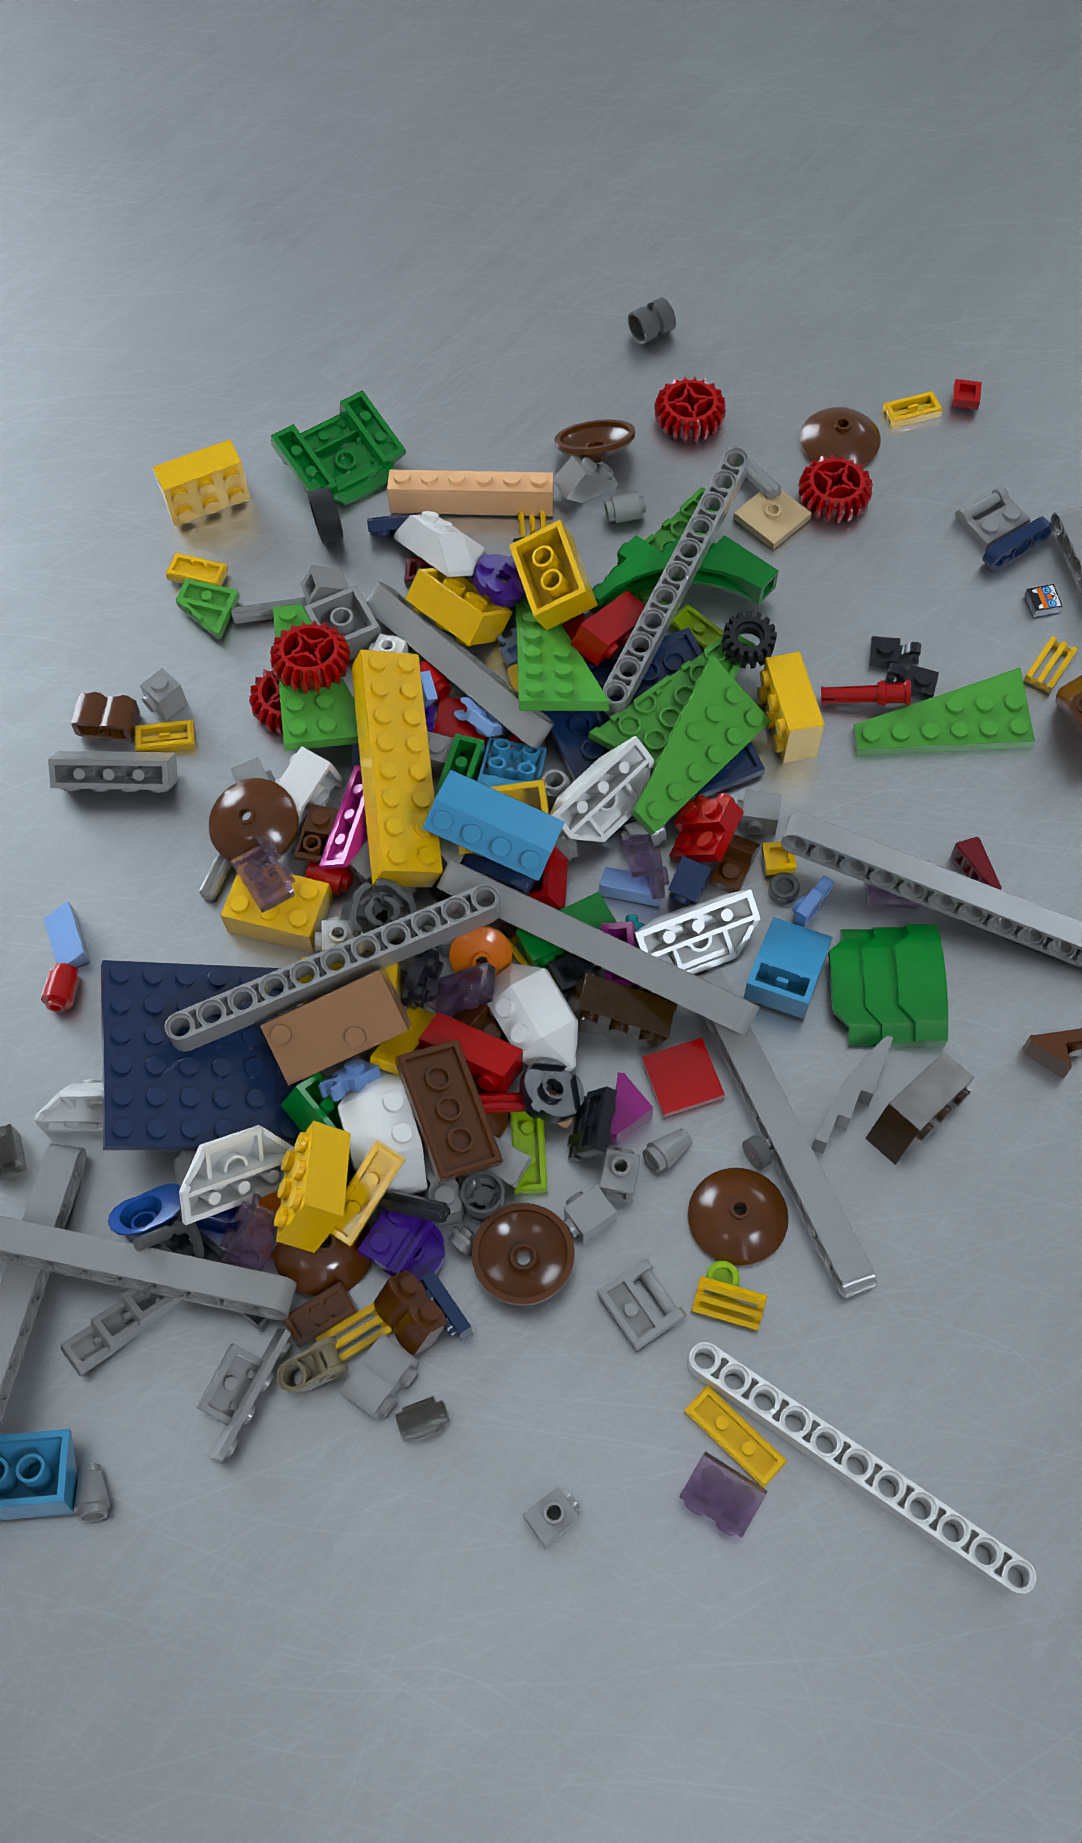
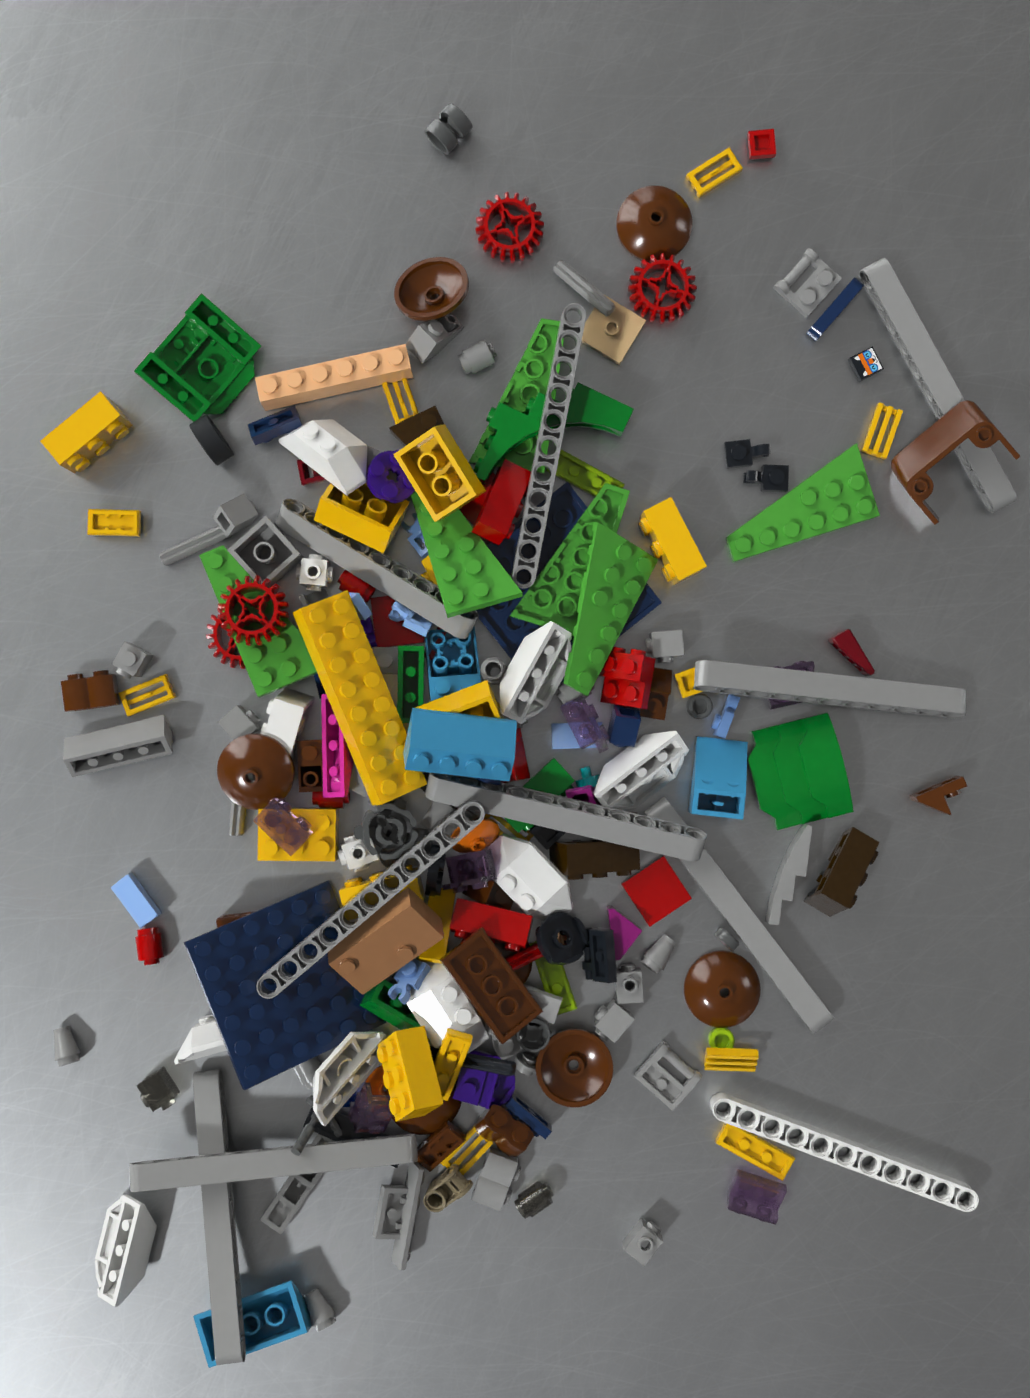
camera: 15 degrees left, 25 degrees up
(146, 1212) = (286, 1109): blue piece -> none
(208, 604) = (136, 555): bright green wing -> none
(748, 625) = (639, 487): black tyre -> none
(882, 694) = (743, 503): red pin -> none

